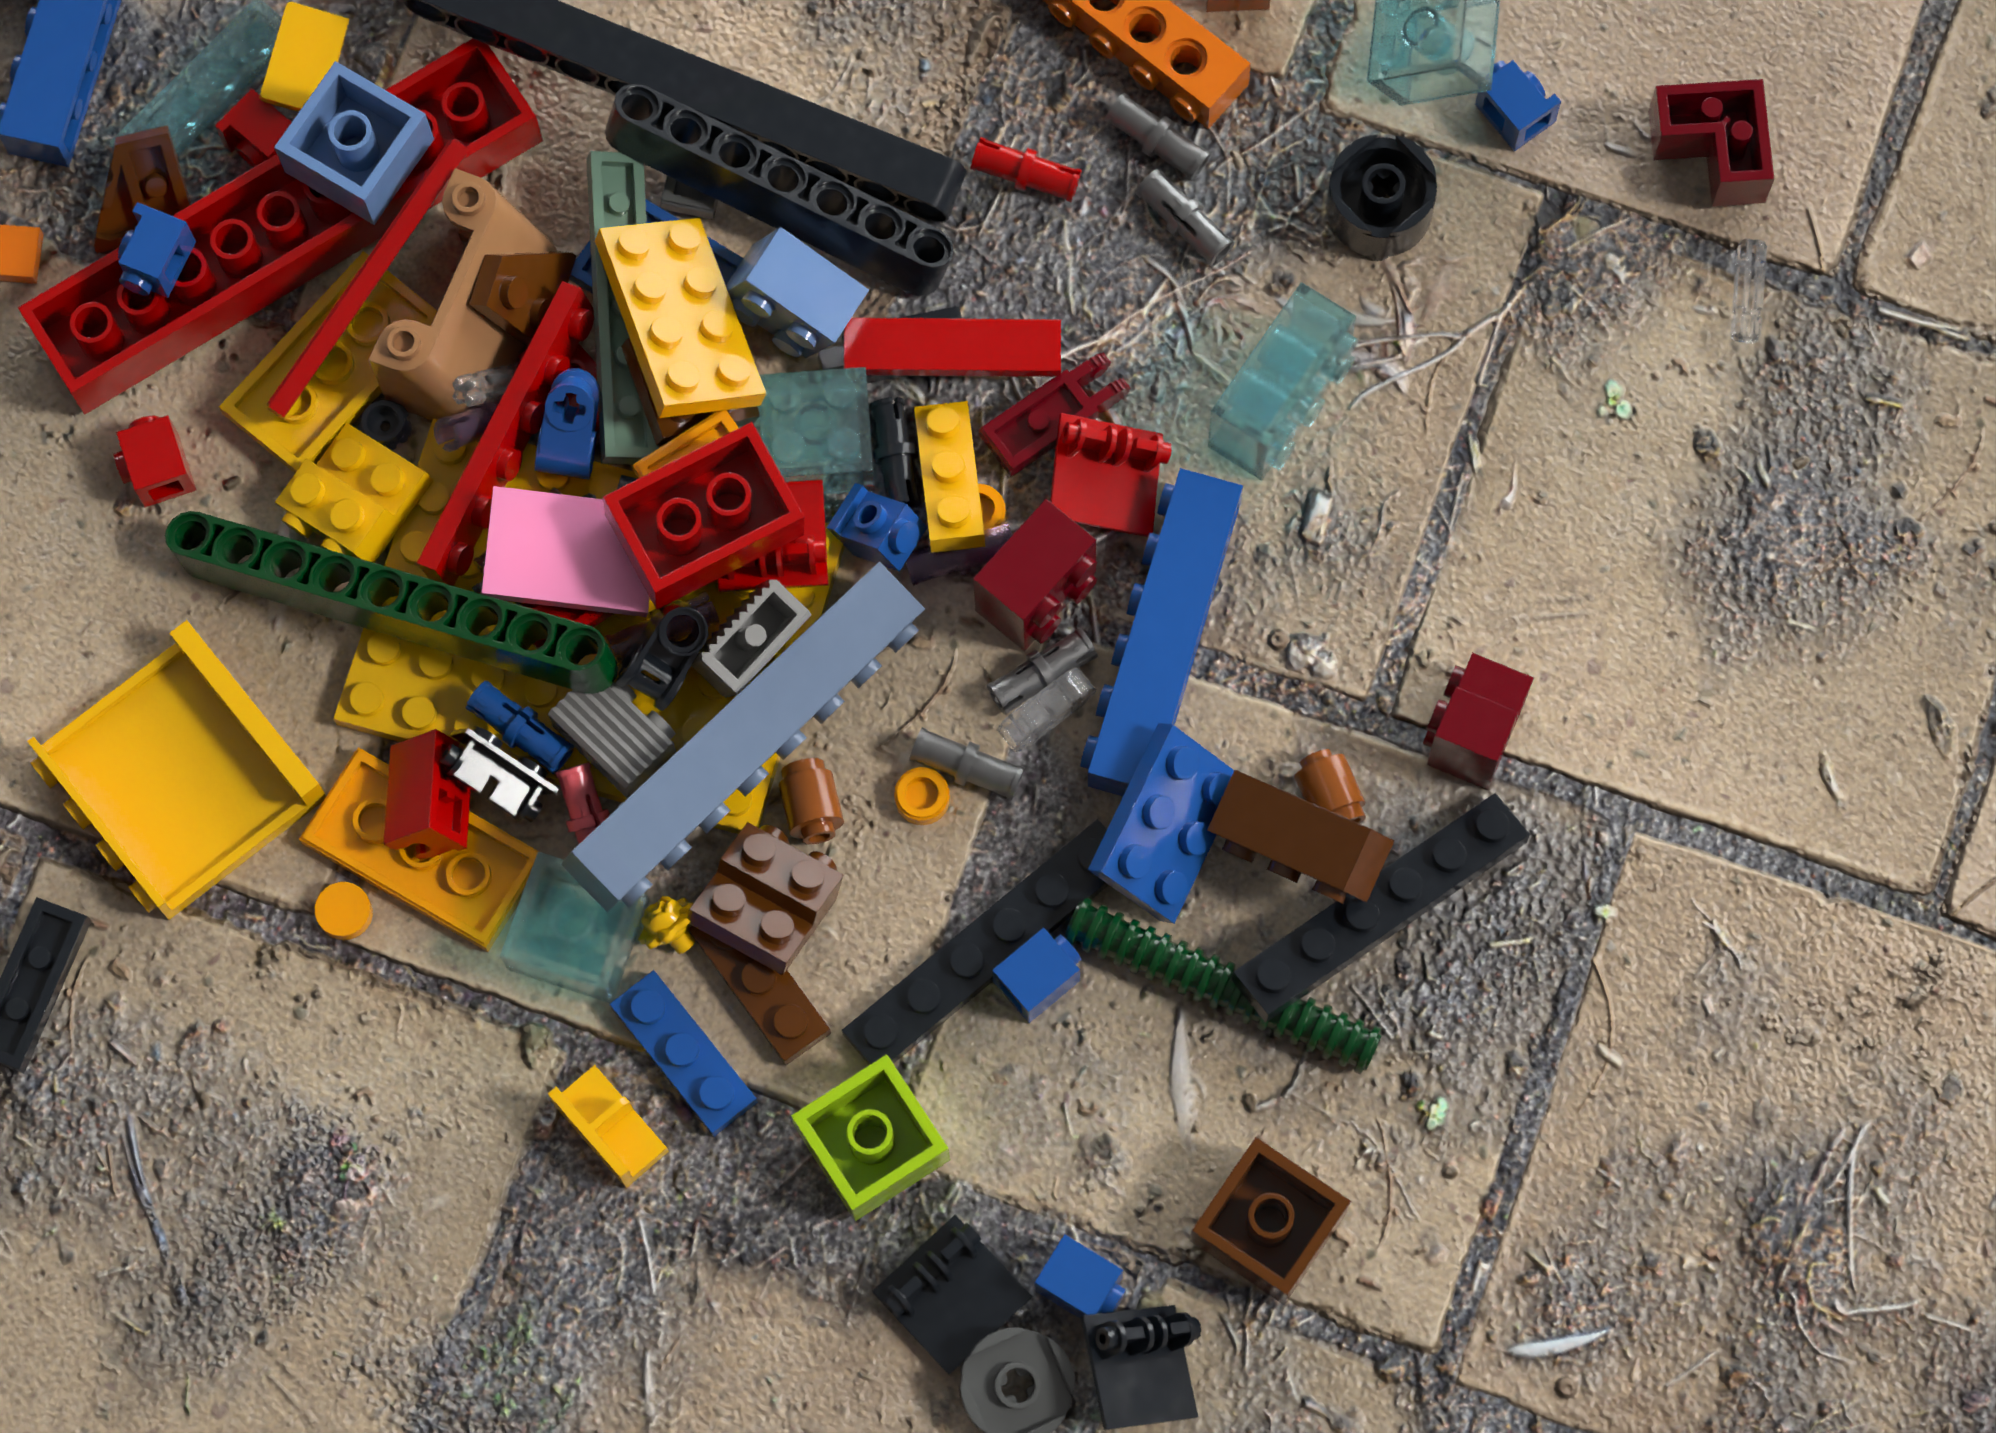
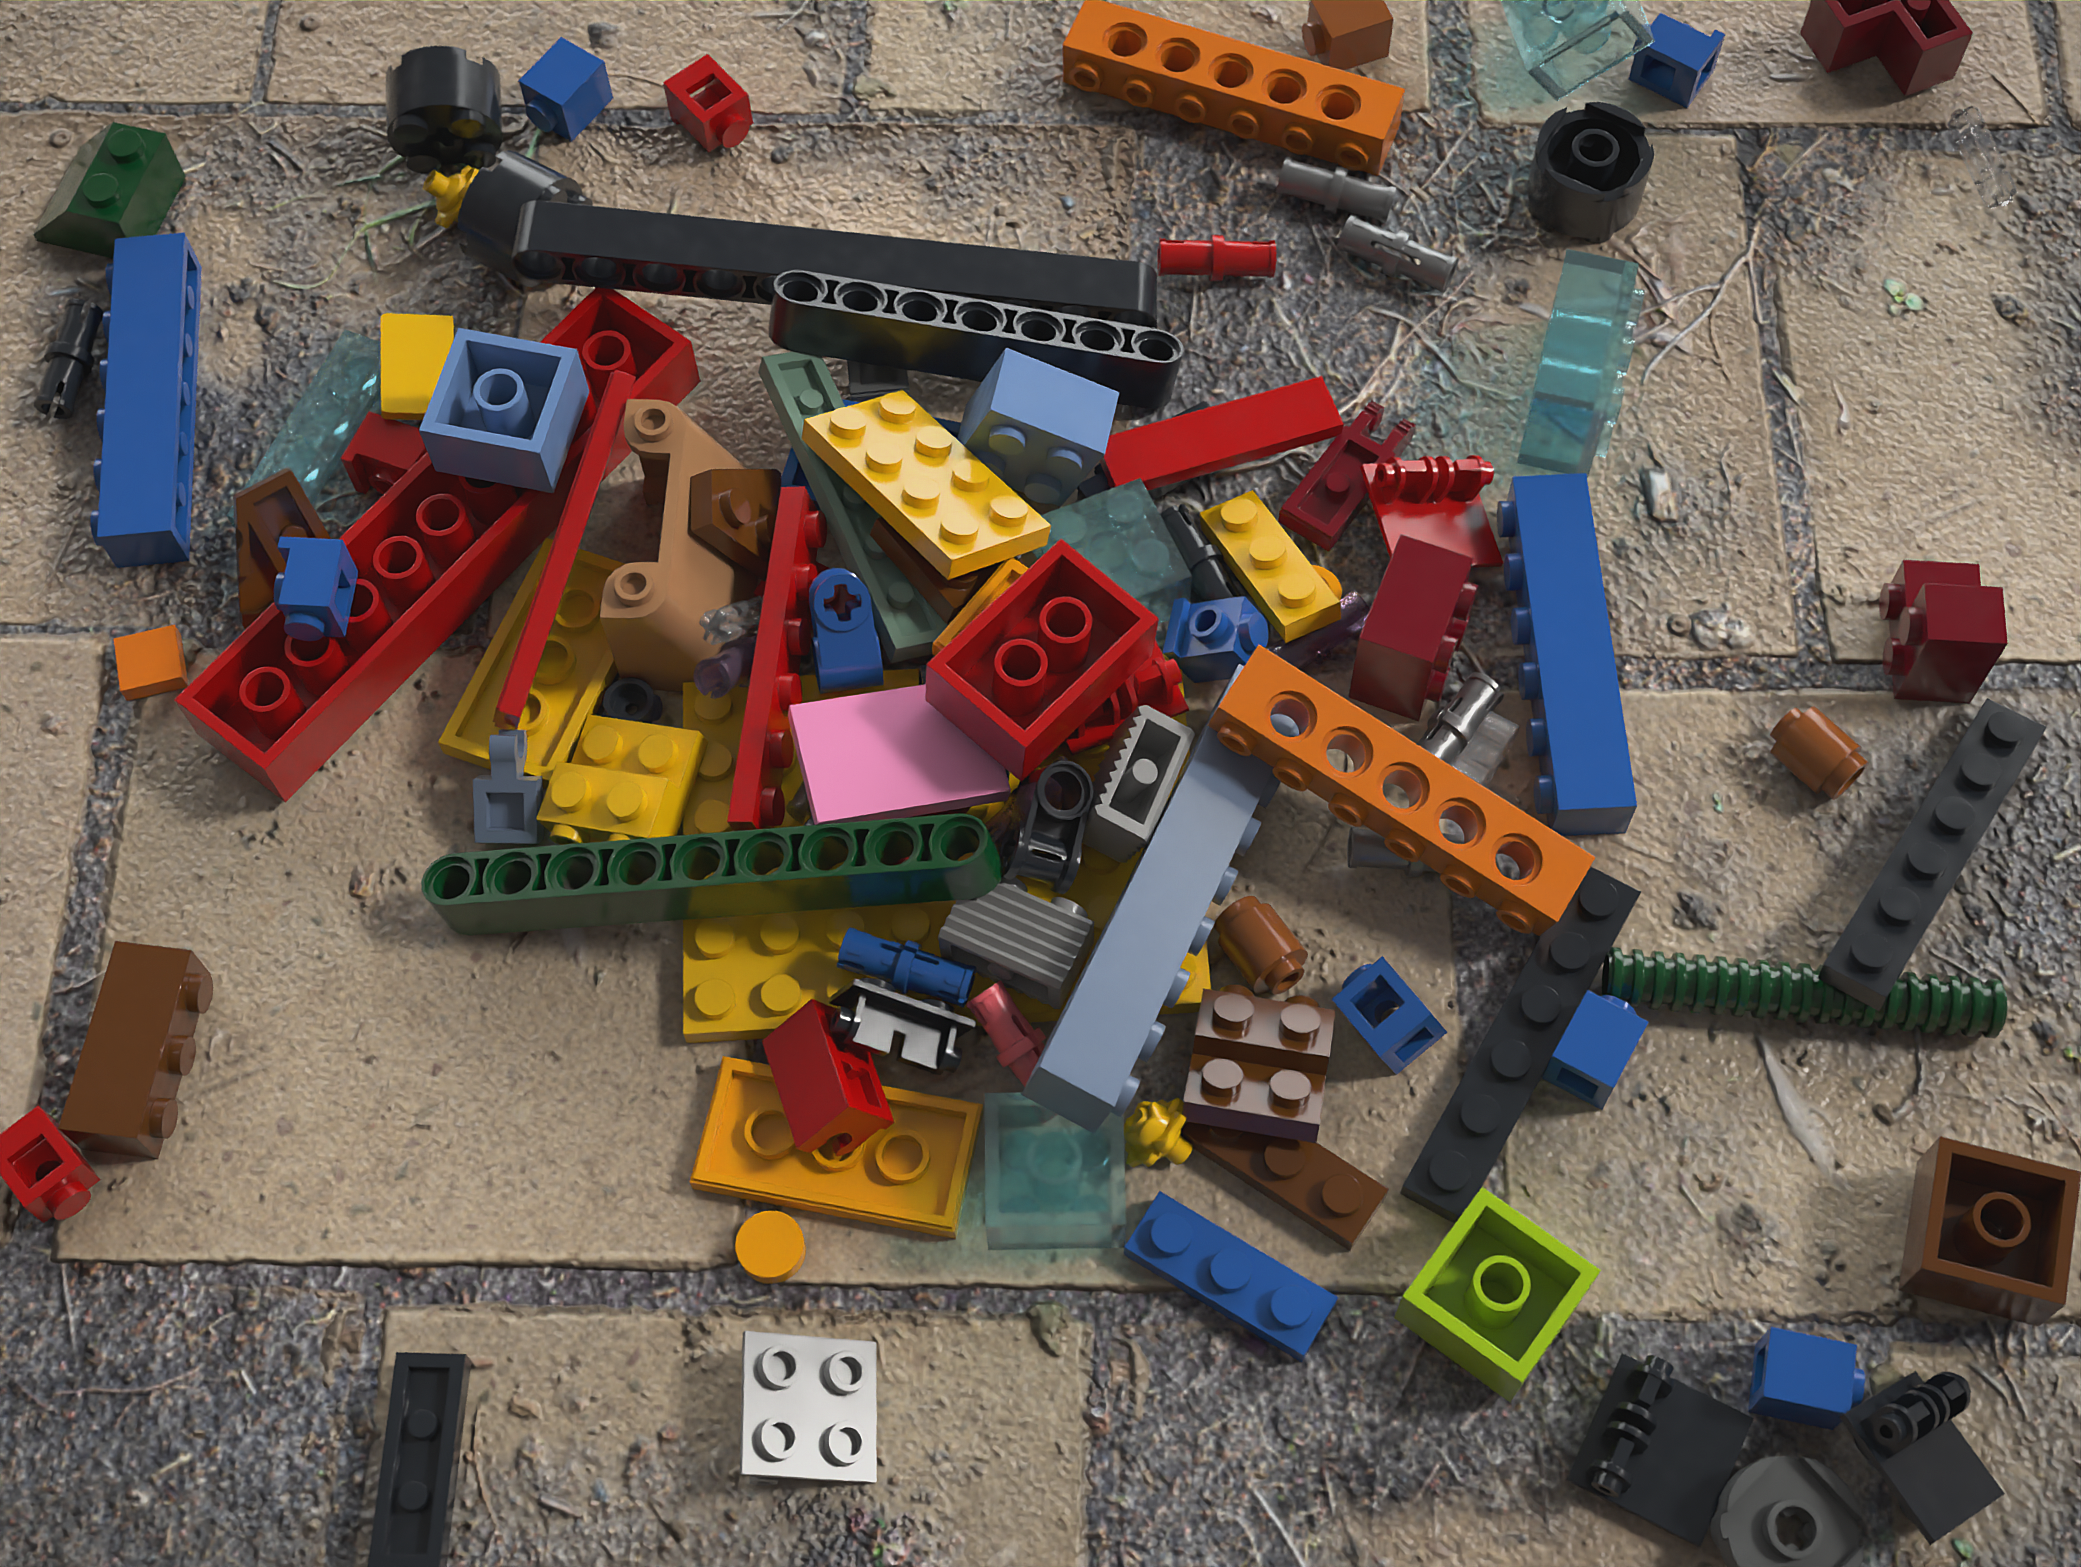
camera: 20 degrees left, 10 degrees down
(153, 460) = (382, 822): red brick -> none
(178, 775) = (523, 1156): yellow panel -> none
(256, 474) = (506, 799): none -> sand blue plate
(327, 1044) = (807, 1408): none -> hinge
(609, 1125) = (1178, 1390): yellow panel -> none
(881, 596) = (1380, 755): none -> orange brick
(883, 911) = (1401, 1035): none -> blue brick
(922, 796) = (1377, 903): light orange tile -> none
(1162, 824) = (1665, 838): blue plate -> none
(1299, 838) = (1823, 800): reddish brown brick -> none

